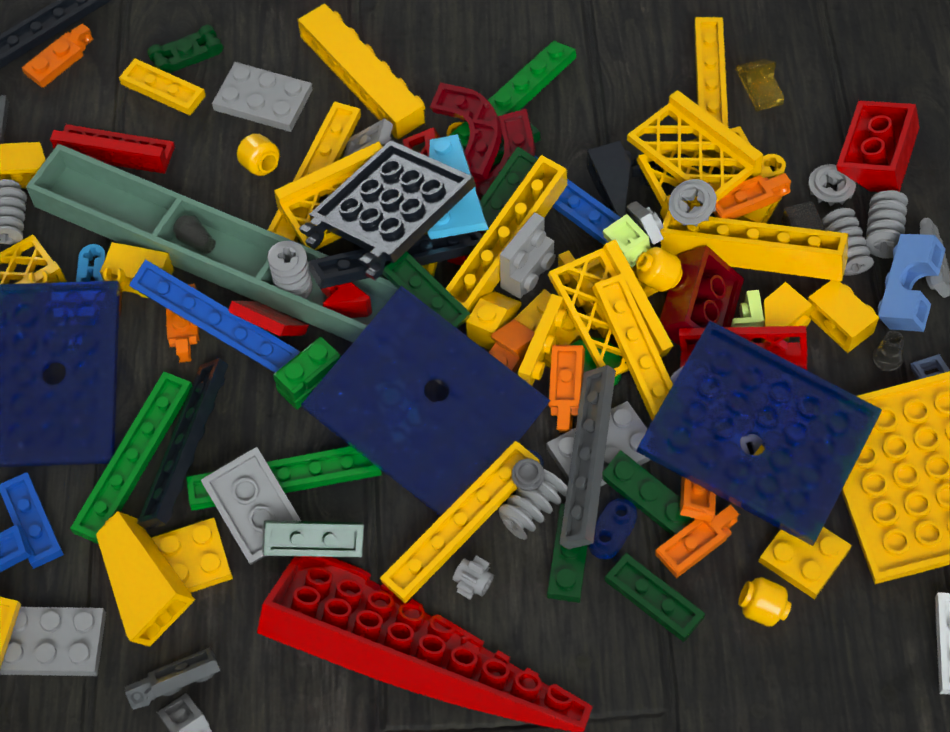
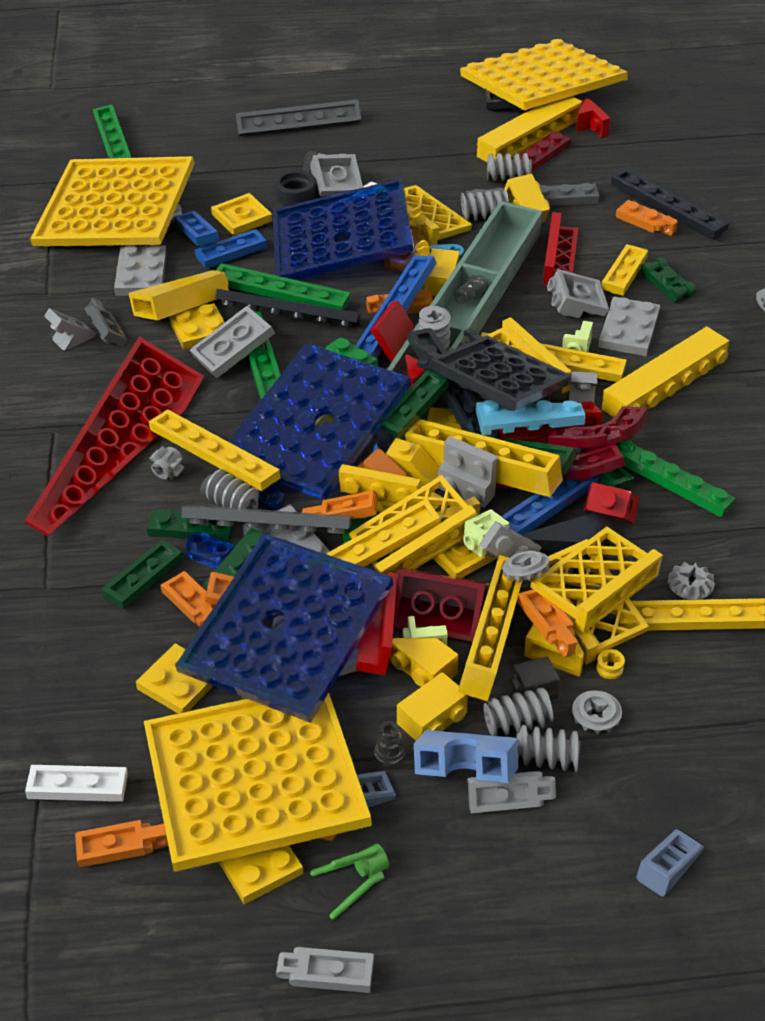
camera: 85 degrees right, 15 degrees down
(207, 135) = (577, 294): none -> light grey plate
(258, 154) = (561, 322): yellow head -> none
(293, 138) = (581, 340): none -> yellowish green bracket
(312, 538) = (202, 373): plate -> none
(528, 474) = (242, 471): flat silver plate -> none
(571, 136) = (612, 502): none -> red torso
(651, 88) = (700, 588): none -> light grey gear
(659, 269) = (458, 556): yellow head -> none
(760, 83) = (722, 657): clear yellow slope -> none
(764, 601) = (129, 642): yellow head -> none
(879, 144) = (646, 745): red slope -> none

